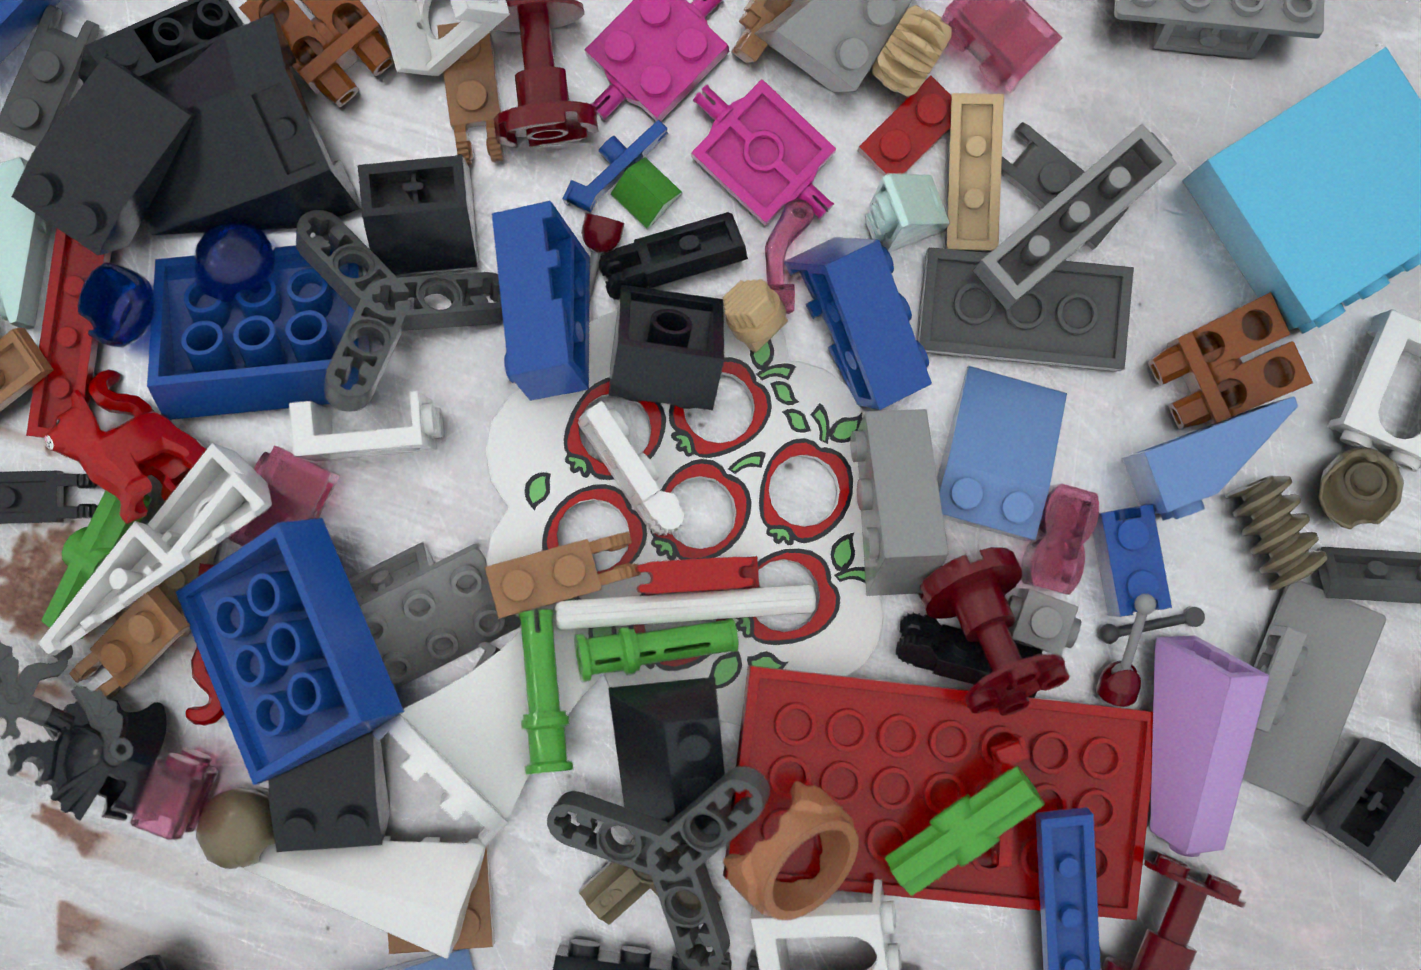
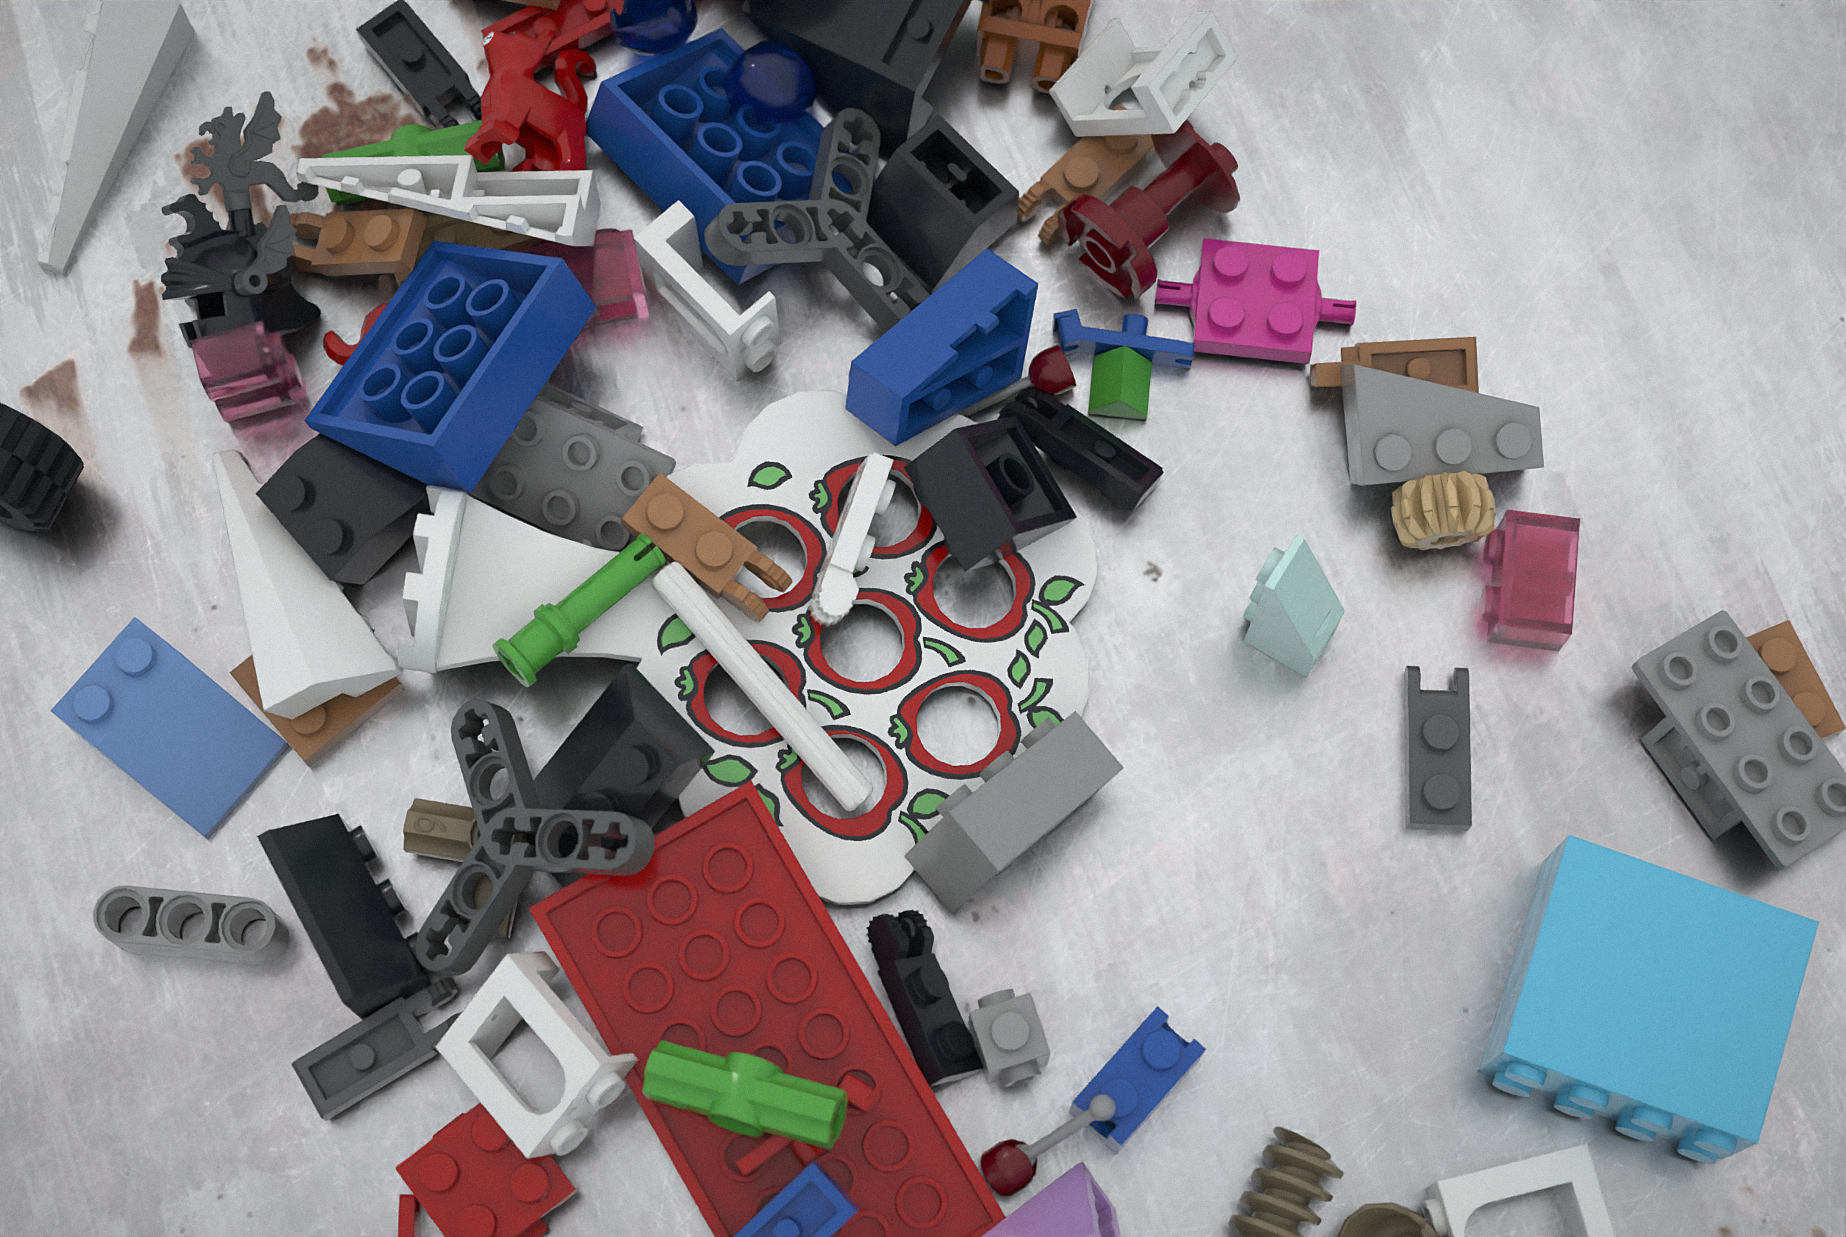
camera: 55 degrees right, 15 degrees down
(235, 828) = (249, 447): dark tan hair -> none
(631, 649) = (681, 659): bright green pin -> none
(700, 575) = (803, 674): red piece -> none
(754, 313) = (1085, 549): tan piece -> none
(756, 871) = (649, 913): nougat piece -> none
(763, 151) = (1242, 457): dark pink plate -> none
(792, 222) = (1202, 527): clear pink piece -> none
(866, 319) = (1161, 656): blue wedge -> none
(909, 130) = (1379, 574): red plate -> none
(975, 171) = (1382, 655): tan plate -> none
(978, 600) = (983, 949): dark red piece -> none
(1000, 454) = (1136, 880): medium blue slope -> none
(1058, 554) = (1118, 988): clear pink brick -> none
(1066, 320) = (1296, 802): dark grey plate -> none
(1075, 216) = (1420, 764): light grey hinge -> none
(1191, 617) = (1132, 1195): dark grey hinge -> none
(1200, 463) = (1286, 1064): medium blue slope -> none
(1213, 367) = (1406, 1036): dark orange hips -> none

